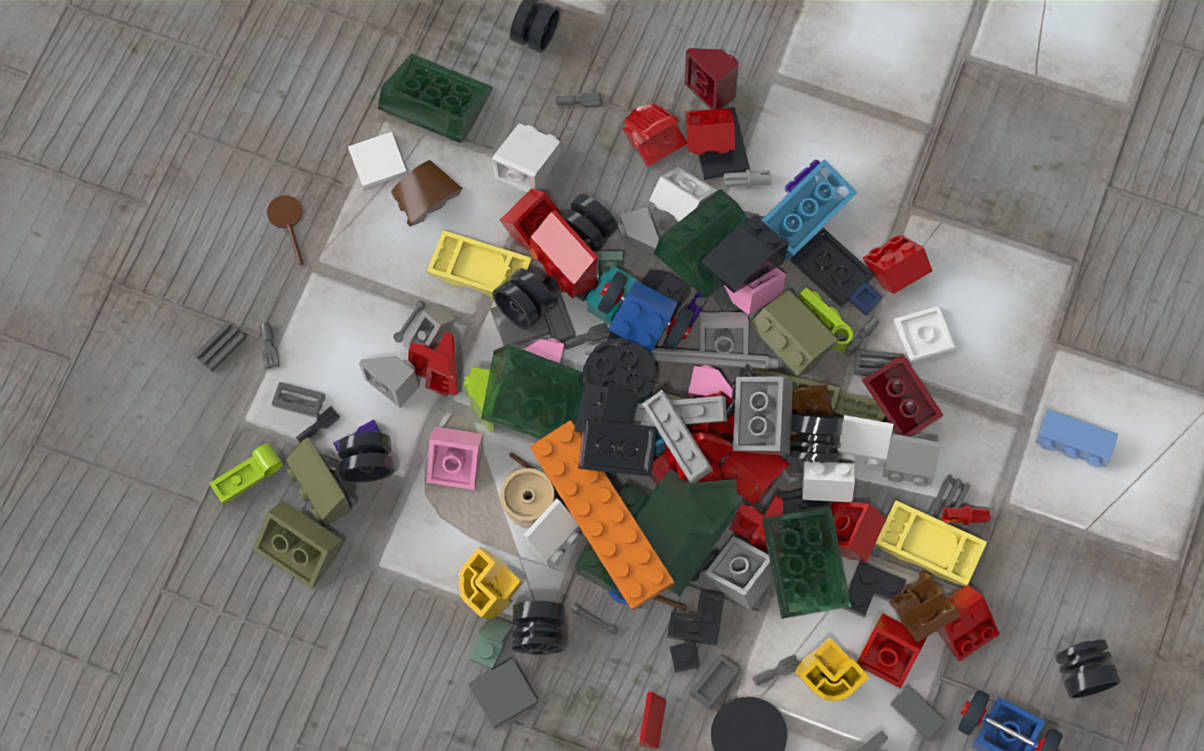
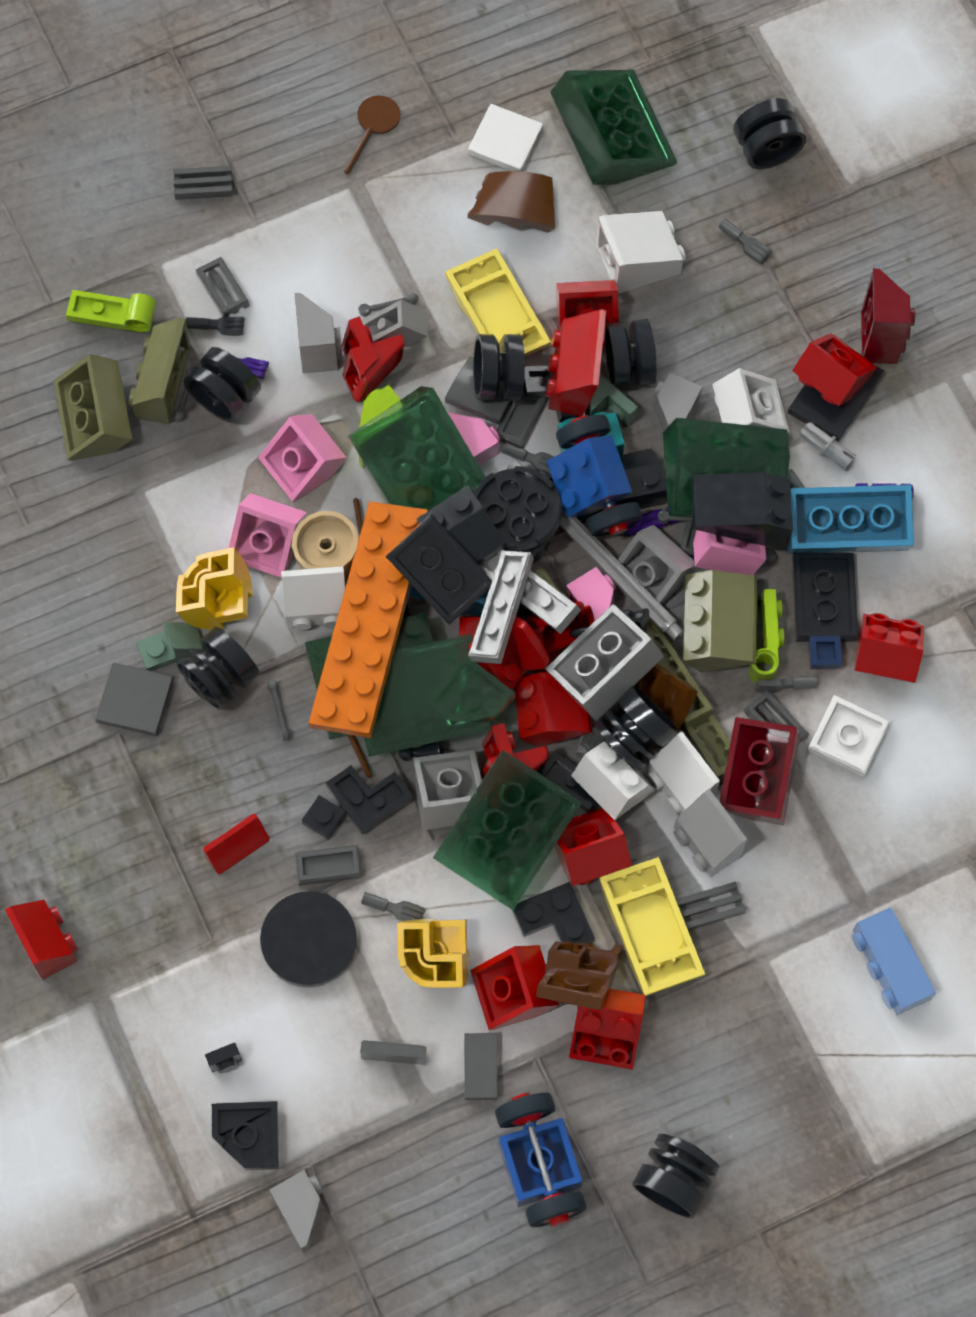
camera: 40 degrees right, 0 degrees up
(269, 353) = (238, 227): dark grey piece -> none
(481, 522) = (265, 533): none -> bright pink slope
(653, 132) = (780, 327): red piece -> none
(966, 515) = (711, 932): red axle -> none

